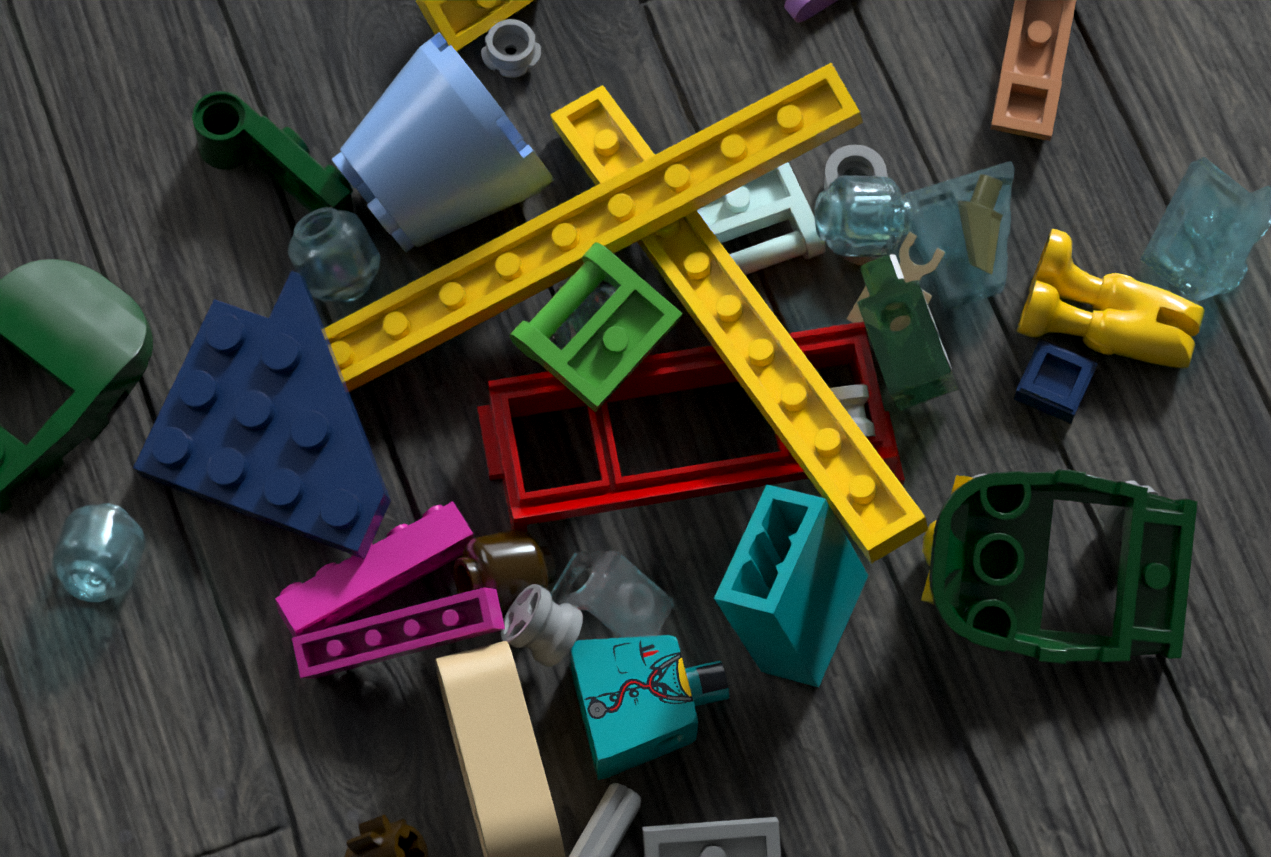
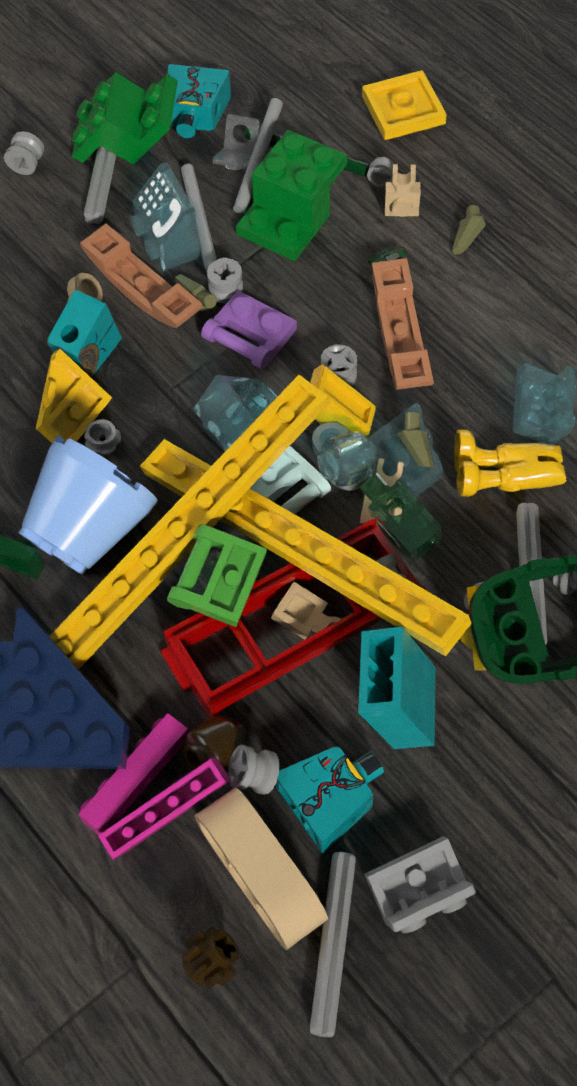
camera: 15 degrees left, 5 degrees down
(334, 254) = (39, 590): clear light blue head -> none
(614, 593) = (288, 733): clear bracket -> none
(705, 424) = (302, 612): none -> tan plate
(726, 69) = (232, 406): none -> clear light blue slope
(893, 122) = (346, 403): none -> yellow tile
(915, 46) = (341, 357): none -> light grey wheel
(1055, 381) = (493, 516): dark blue tile -> none
(1086, 456) = (530, 549): none -> light grey axle

